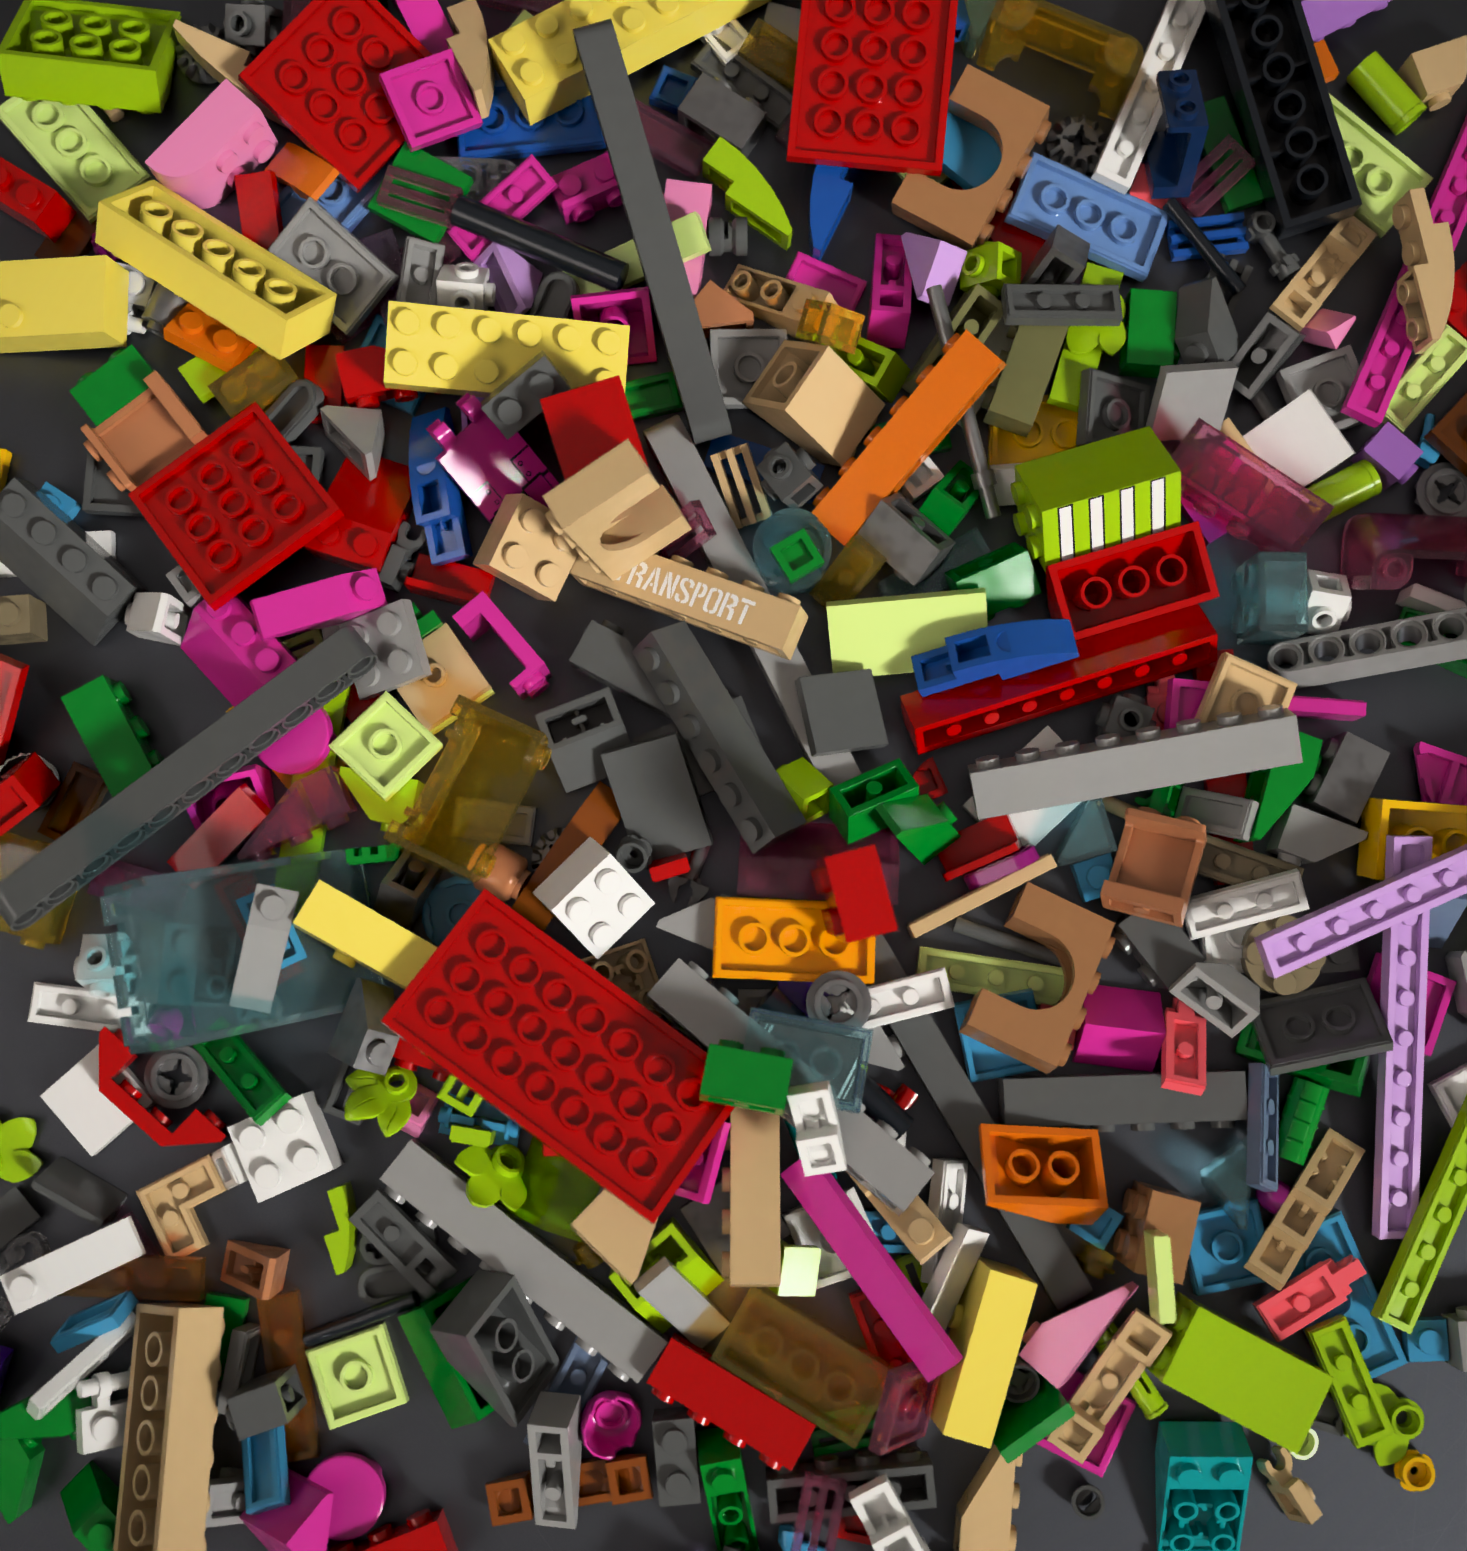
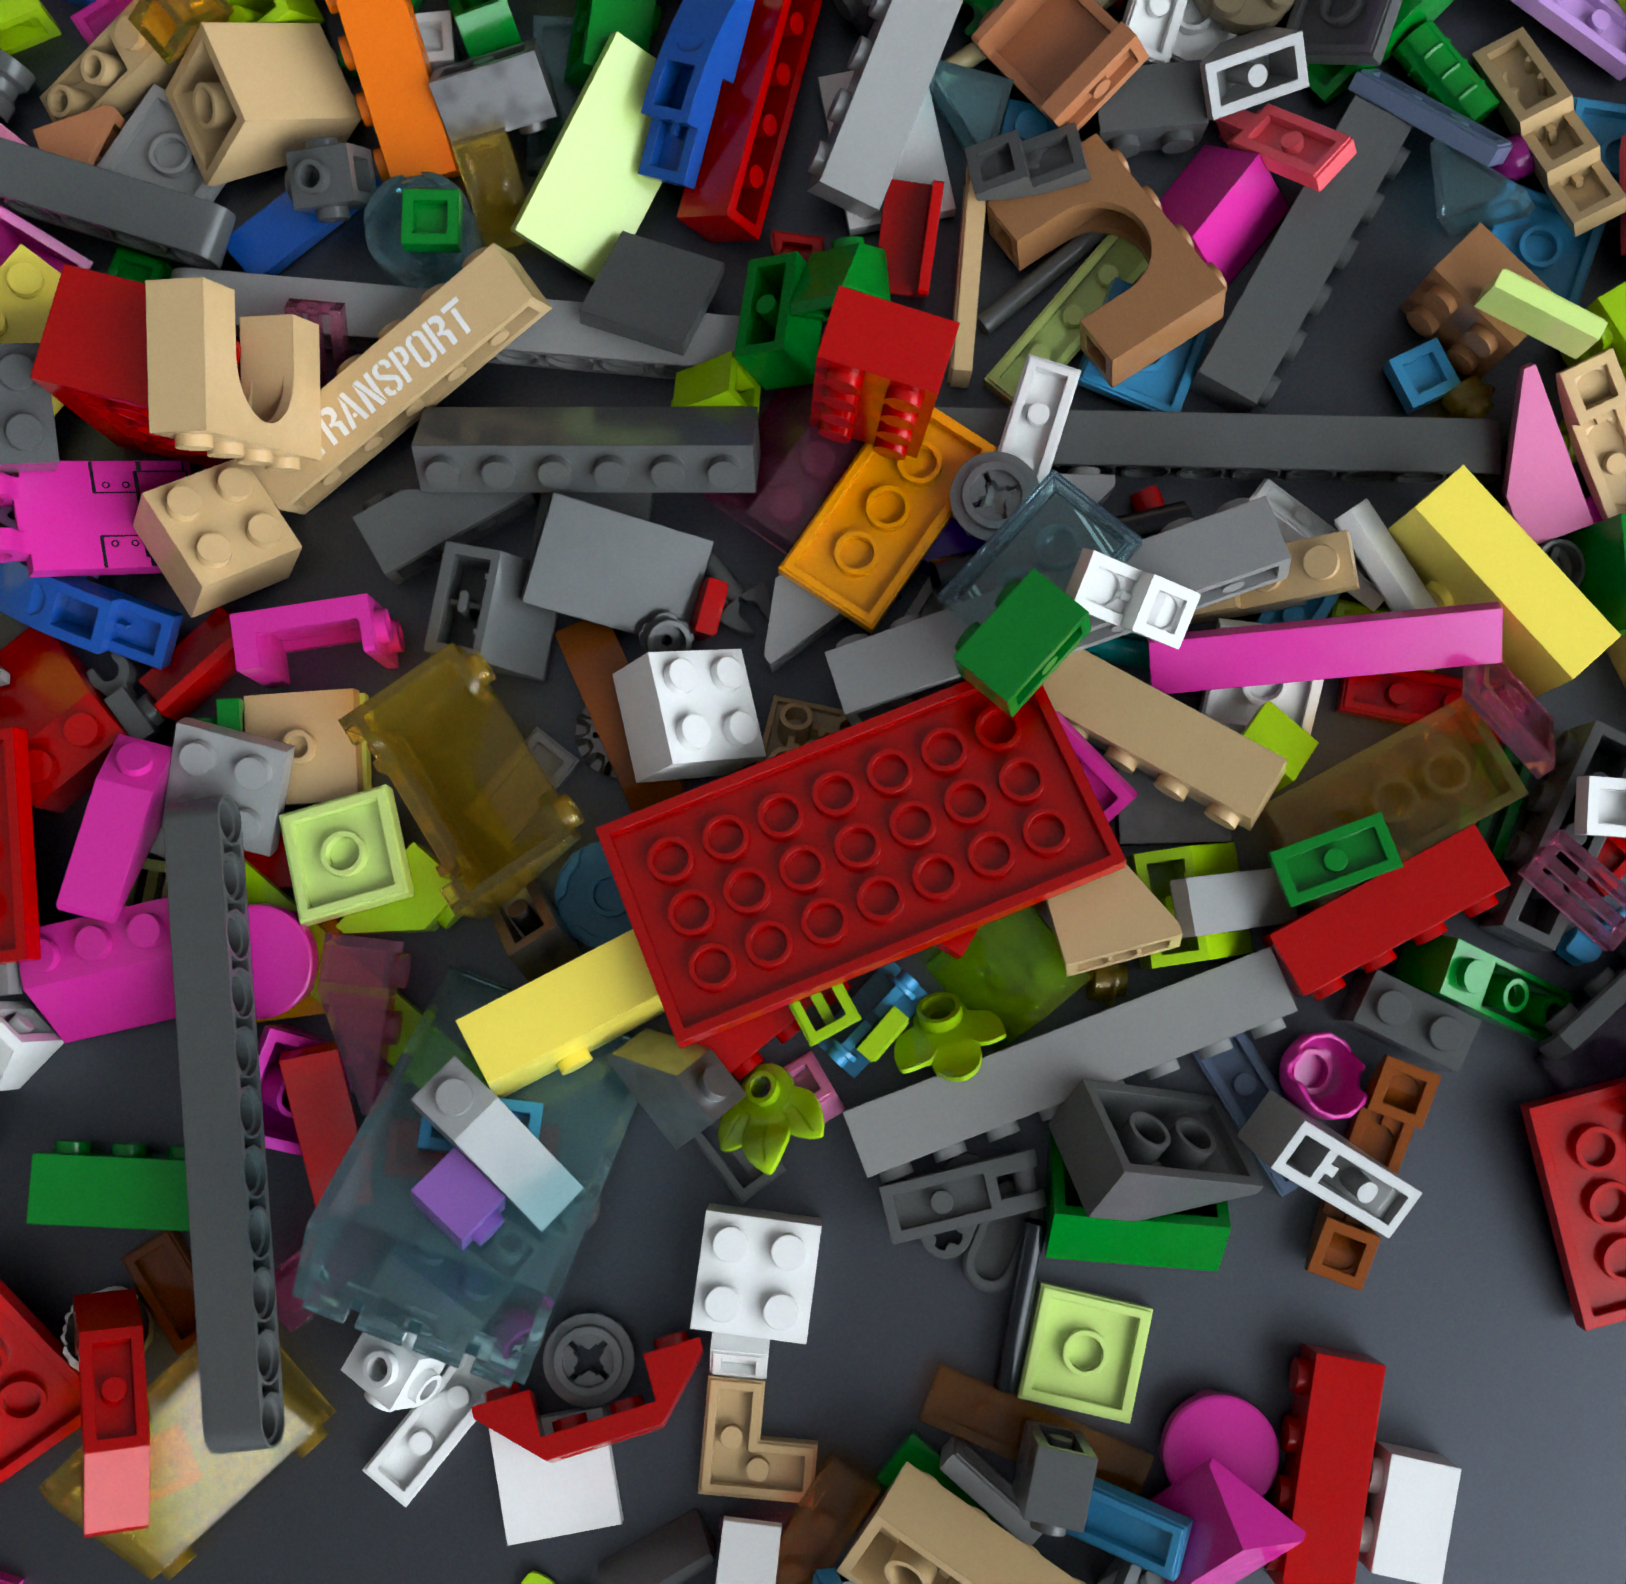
camera: 55 degrees left, 0 degrees up
(218, 946) = (460, 1200): none -> medium lavender brick
(245, 1076) = (638, 1270): green tile -> none
(255, 1268) = (880, 1400): nougat slope -> none
(343, 1240) = (911, 1269): lime slope -> none
(372, 855) = (470, 948): green tile -> none
(508, 875) = (599, 804): nougat head -> none
(727, 491) = (261, 236): tan tile -> none
(739, 1351) = (1335, 860): none -> green plate
(1001, 867) = (950, 225): magenta tile -> none
(1044, 1172) = (1337, 383): orange slope -> none
(1064, 893) = (1018, 168): none -> dark grey slope

